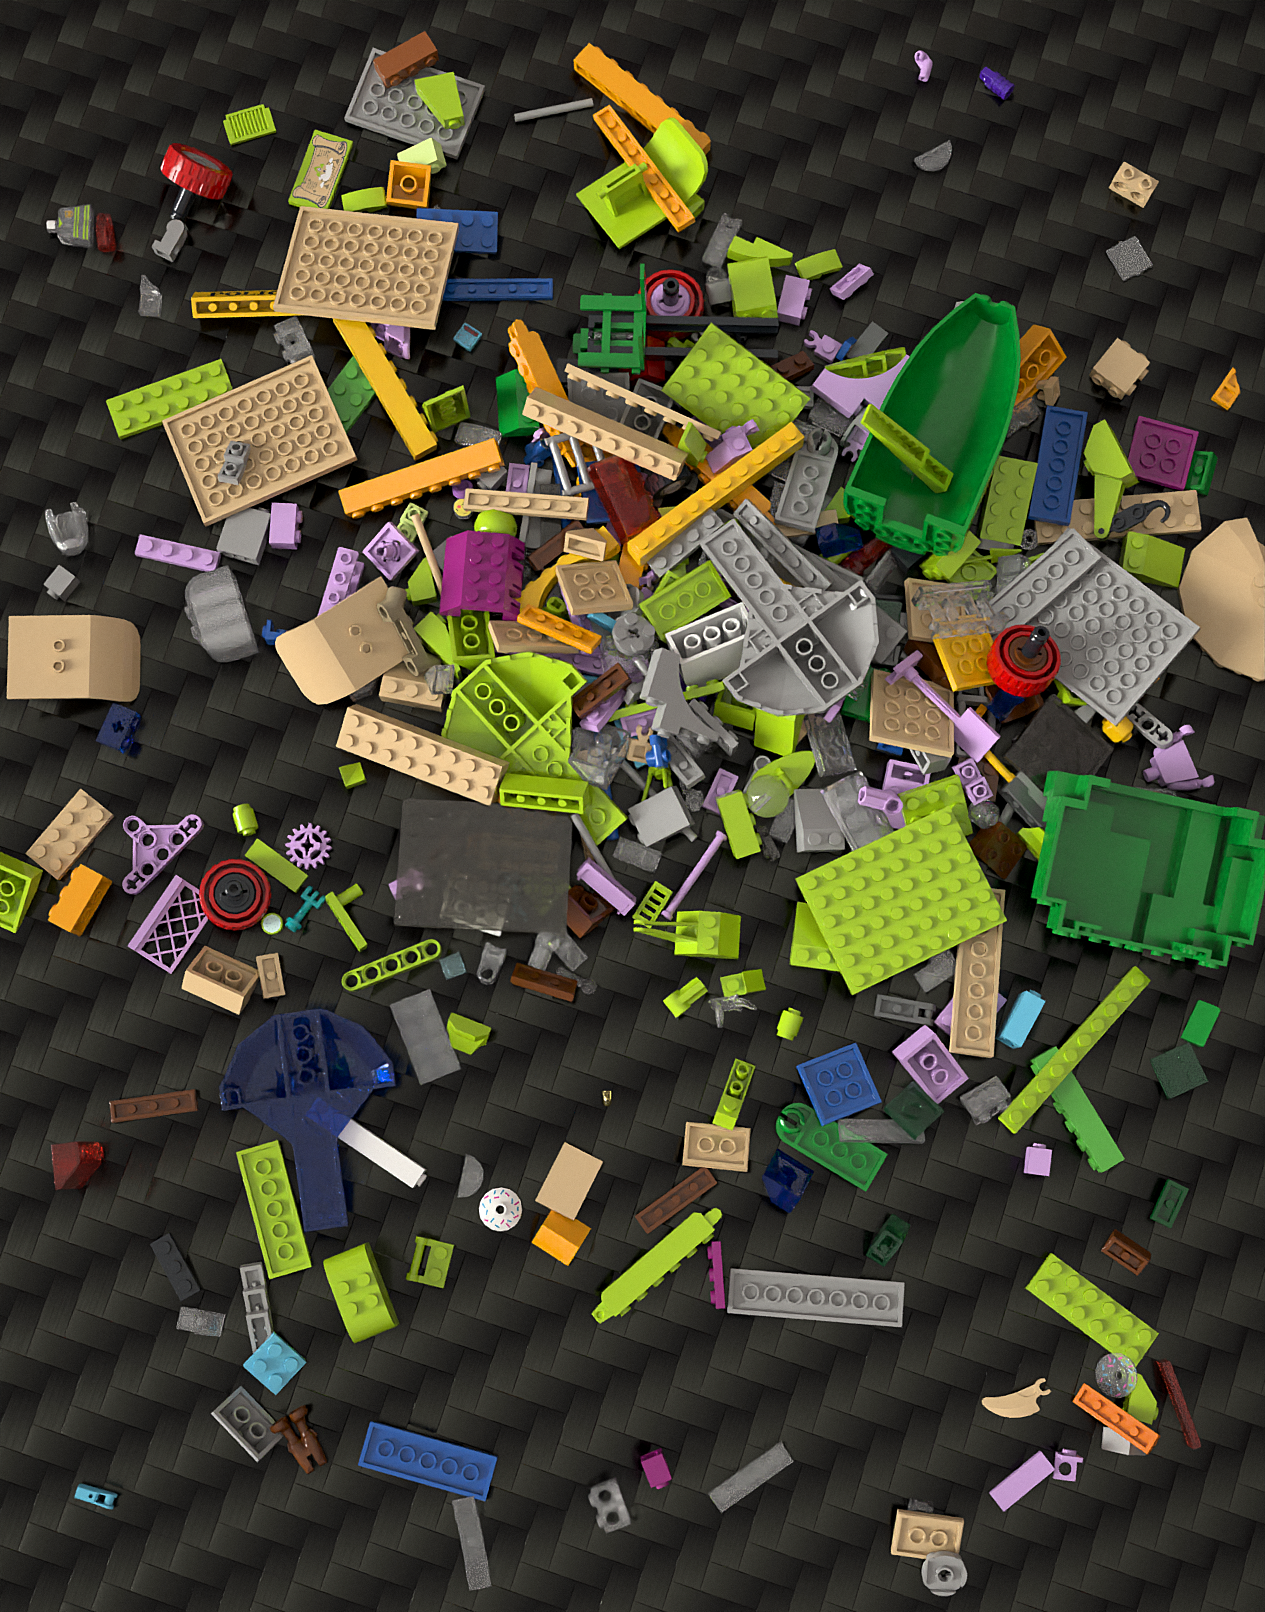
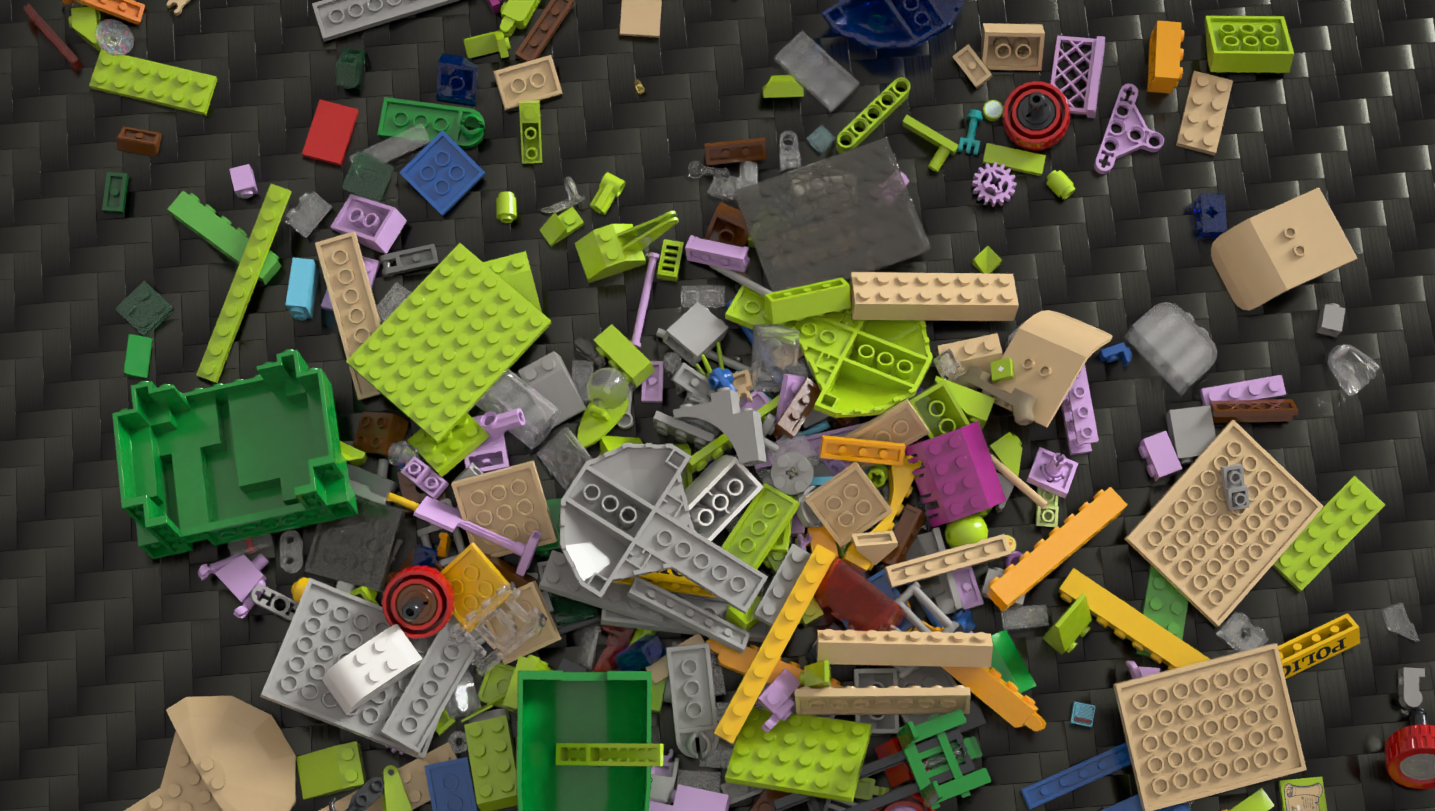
camera: 155 degrees right, 5 degrees down
(178, 529) = (1253, 410): none -> reddish brown fence
(392, 656) = (1002, 370): none -> lime tile
(739, 1206) = (487, 44): none -> lime bracket
(932, 1179) = (330, 132): none -> red tile
(1088, 612) = (371, 668): none -> white brick
(1120, 773) = (291, 550): none -> clear plate

